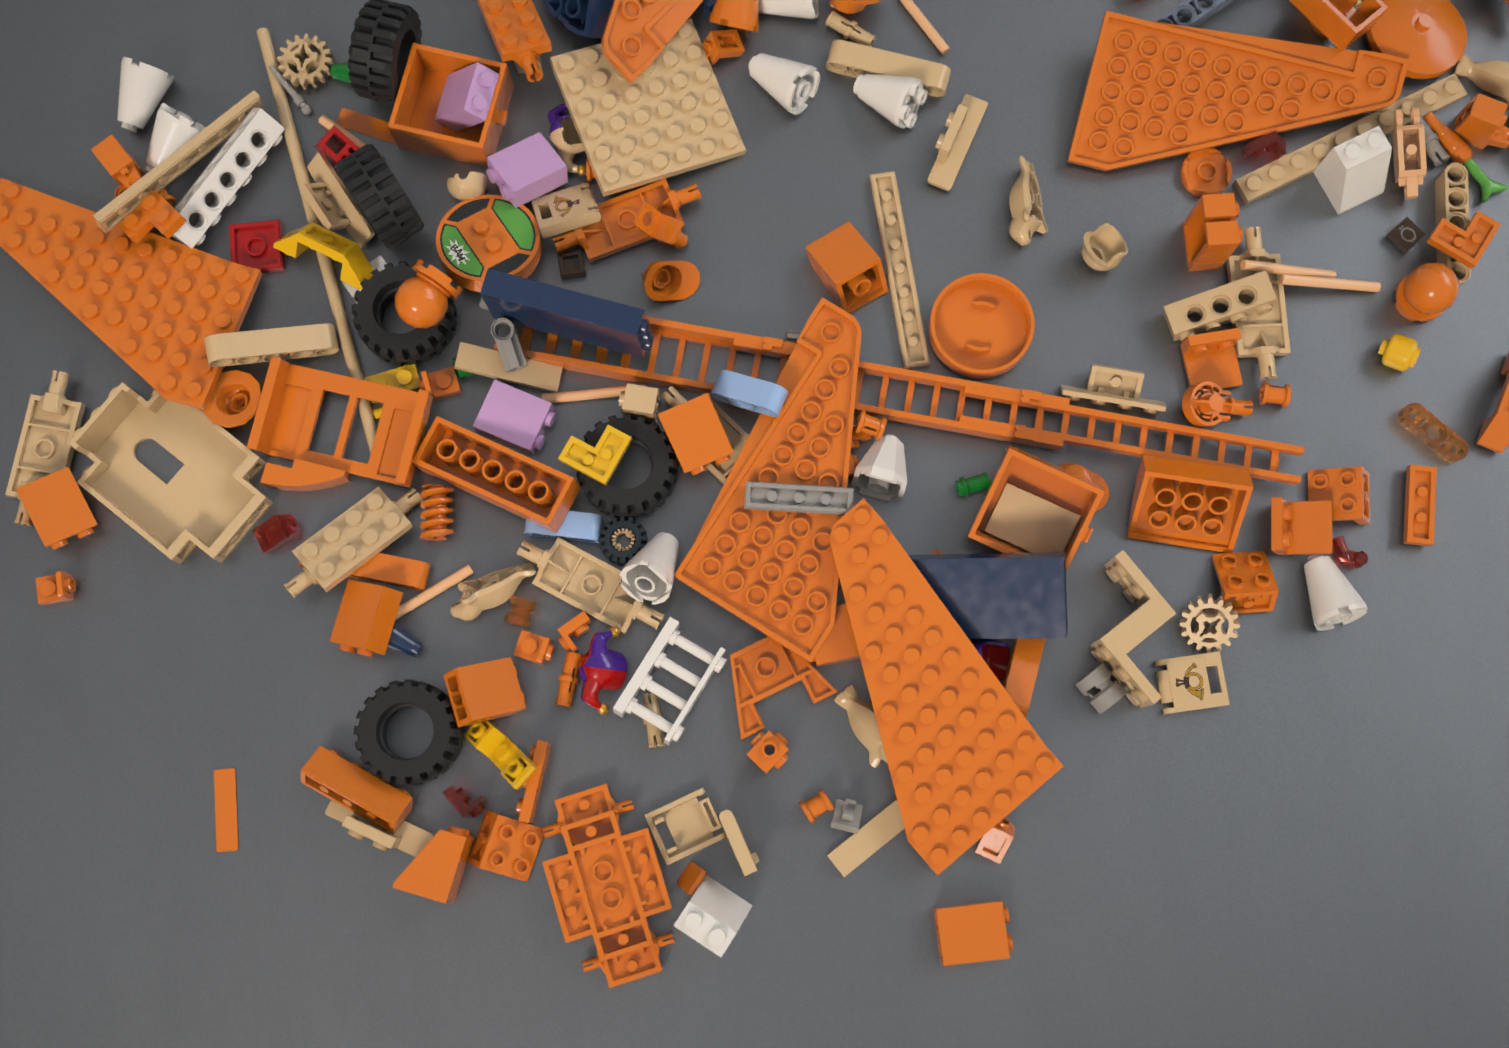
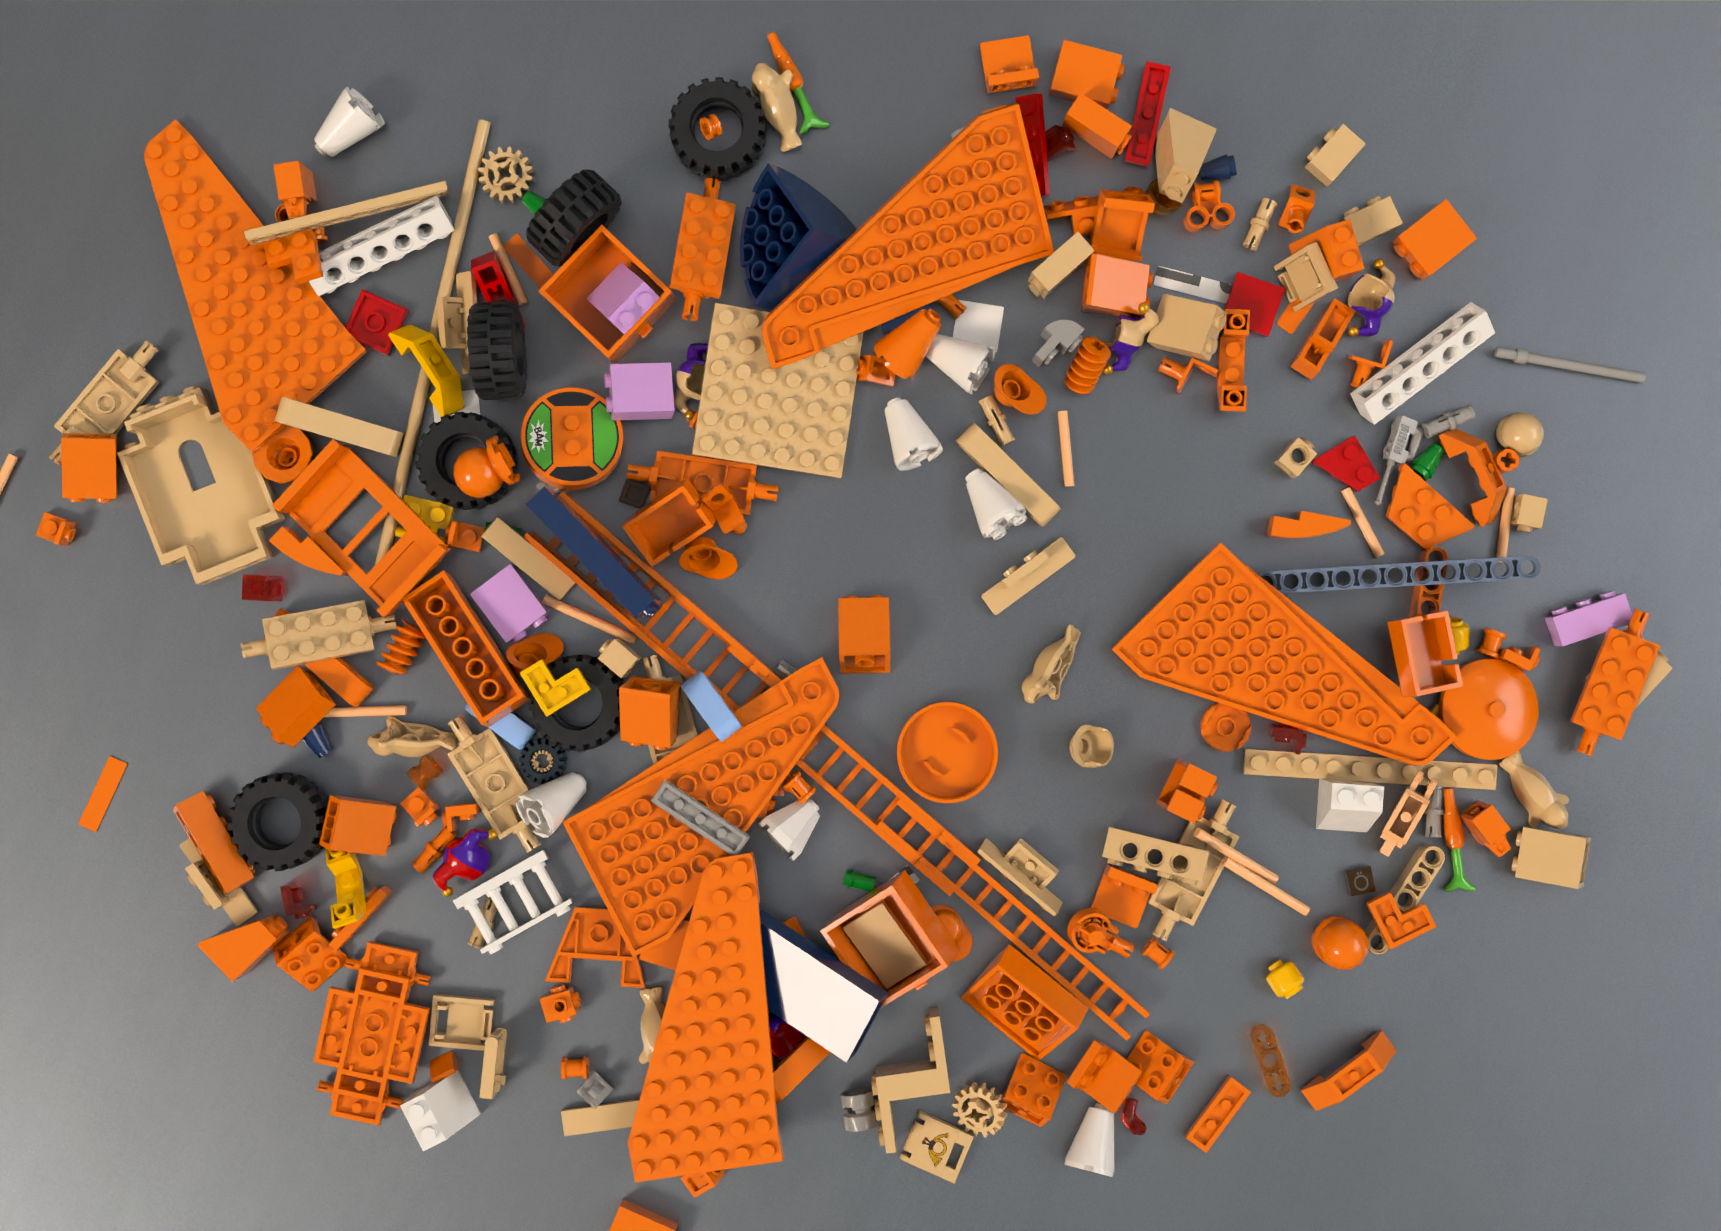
camera: 30 degrees right, 10 degrees up
(169, 134) = (353, 183): white cone -> none
(298, 99) = (481, 206): light grey piece -> none
(467, 188) = (580, 377): tan hair -> none
(509, 347) = (535, 547): light grey piece -> none
(552, 448) = (533, 649): none -> orange piece
(567, 210) = (660, 446): tan container -> none
(617, 261) = (669, 519): none -> orange piece
(899, 271) = (910, 660): tan tile -> none

